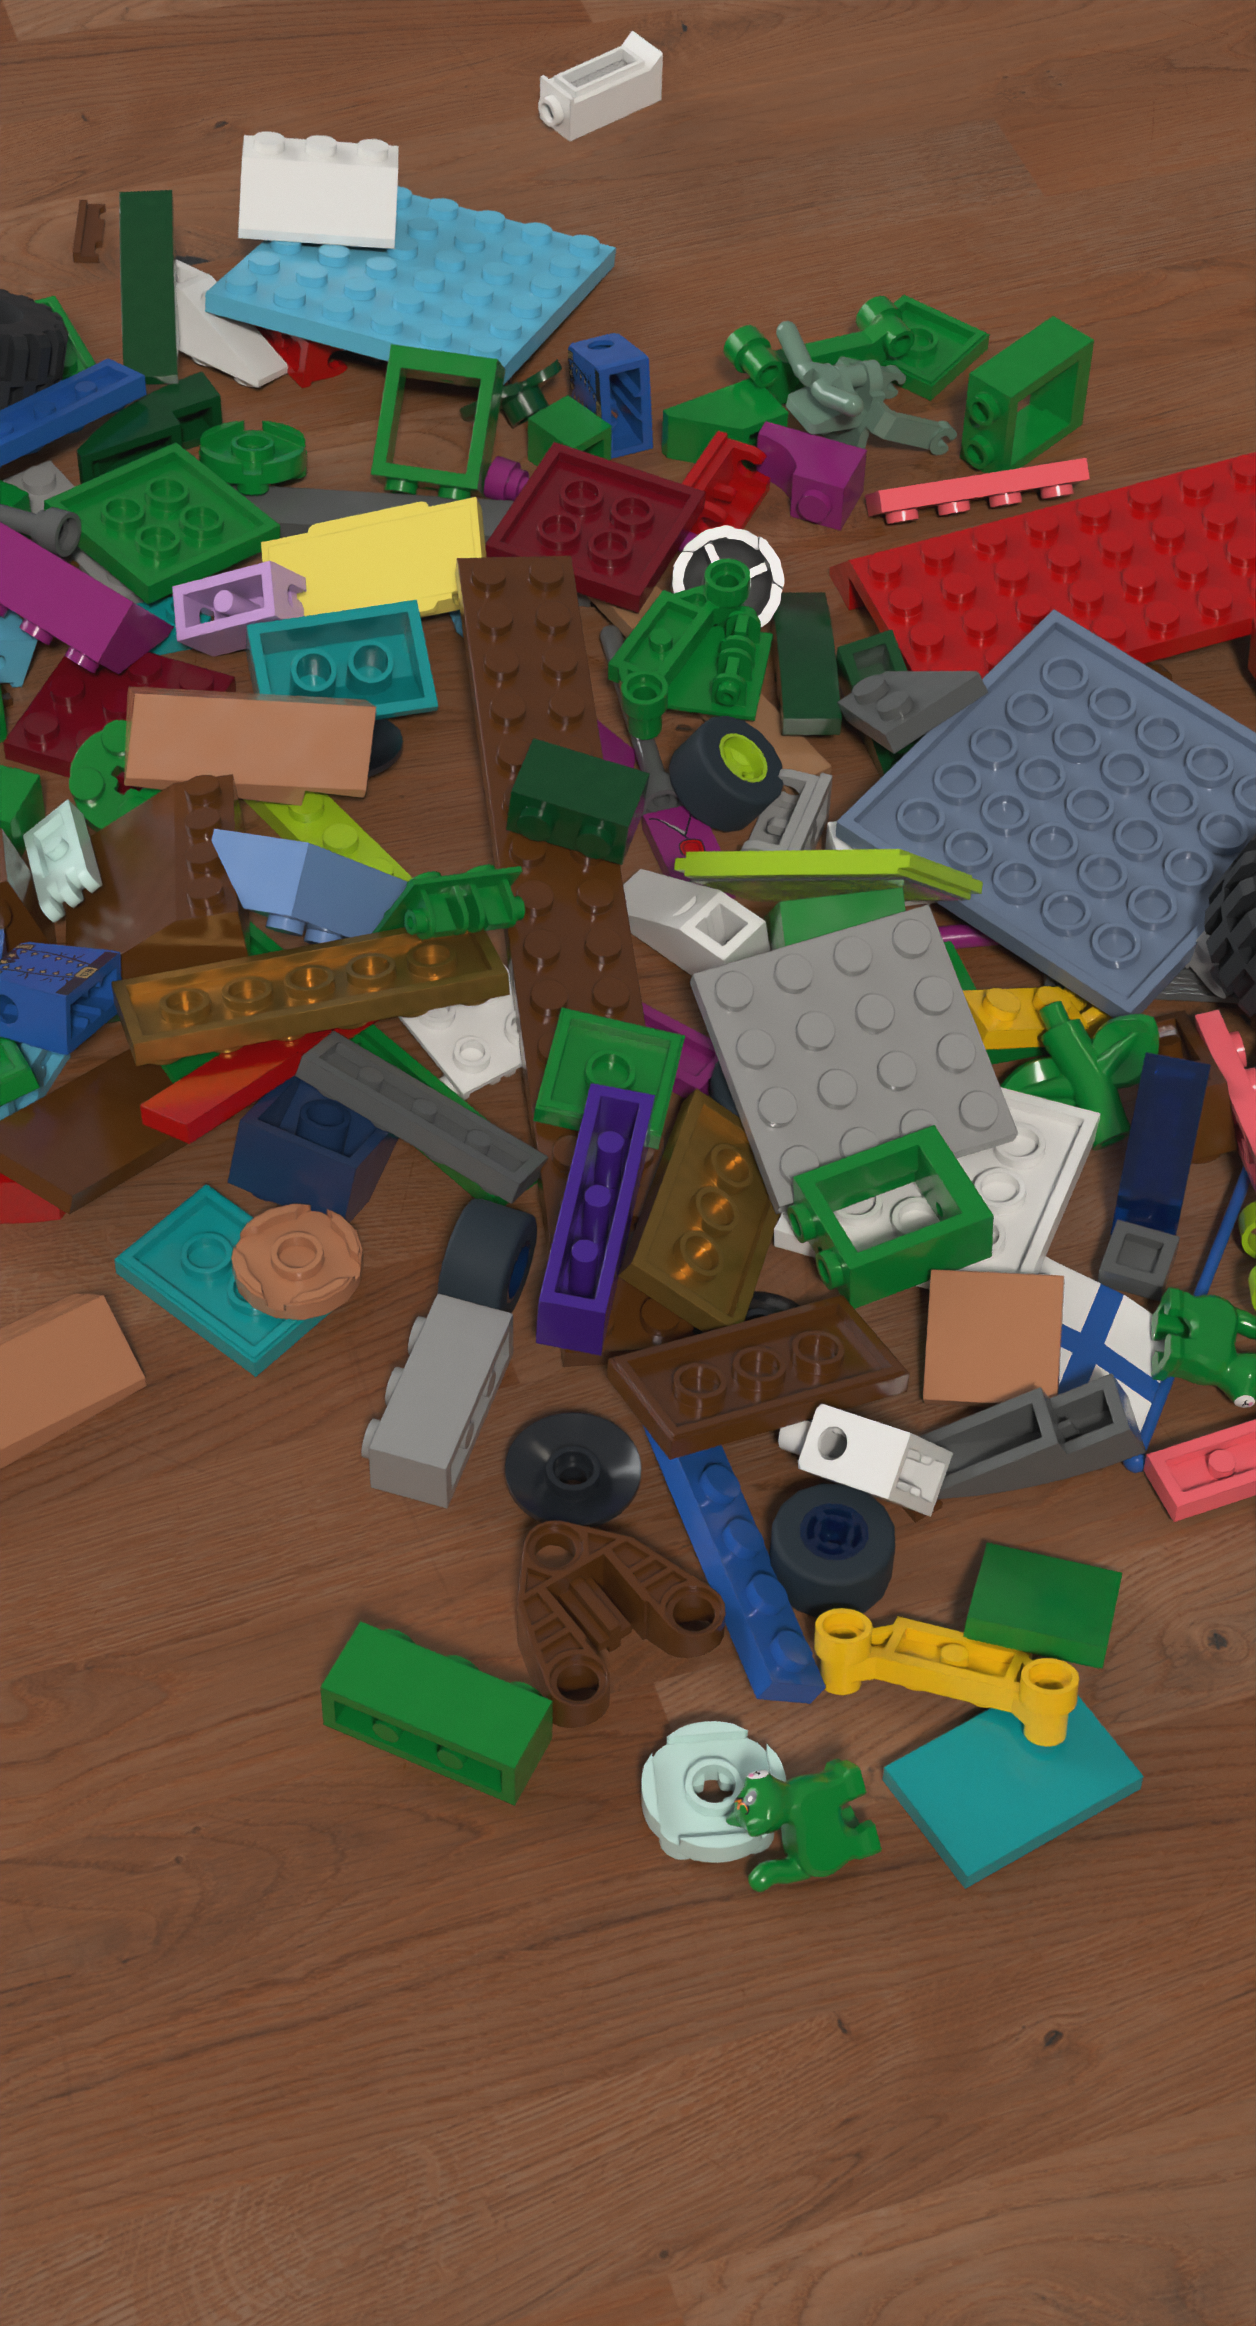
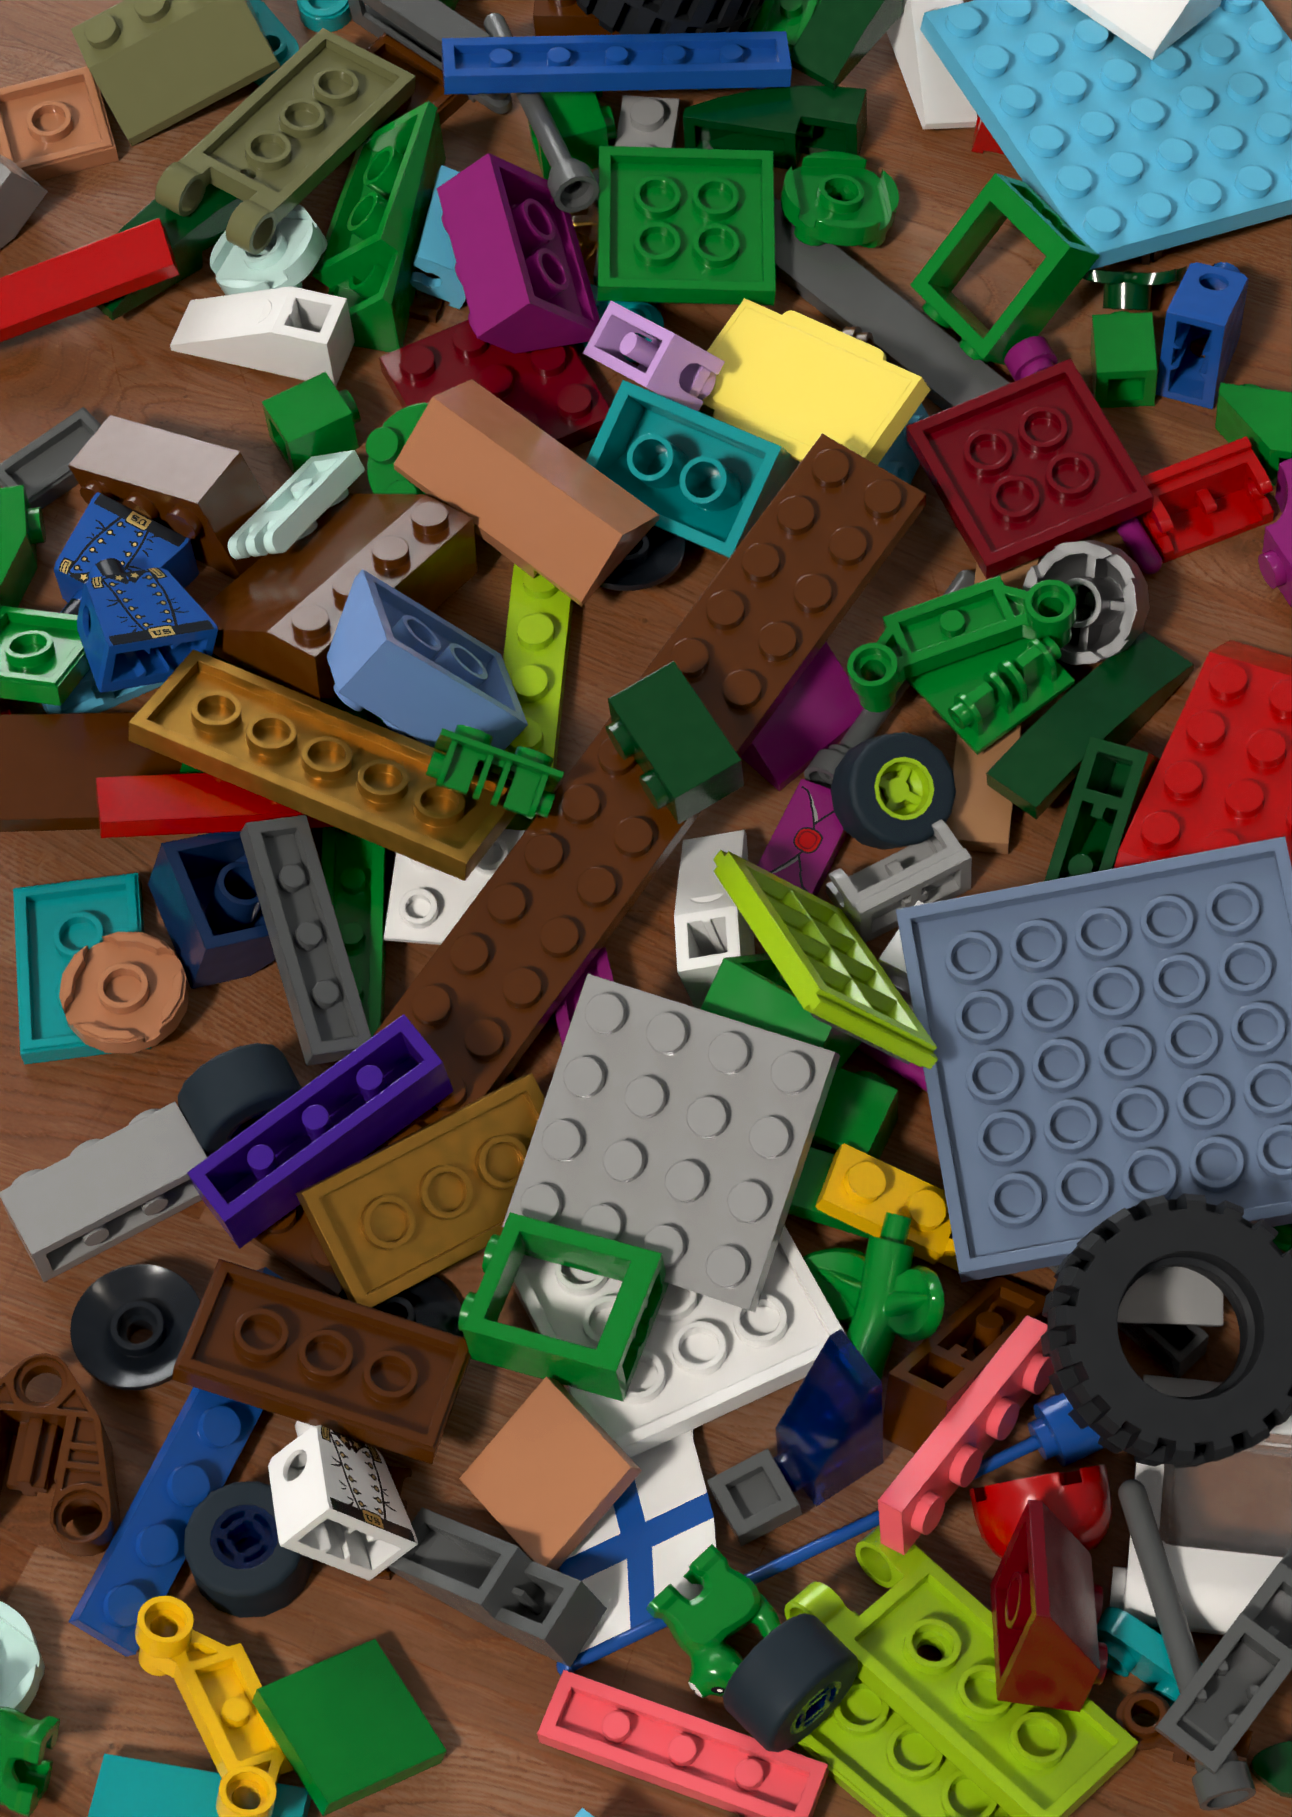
camera: 50 degrees right, 10 degrees up
(606, 1054) = (478, 1011): green tile -> none
(908, 704) = (1072, 838): dark grey wing -> none

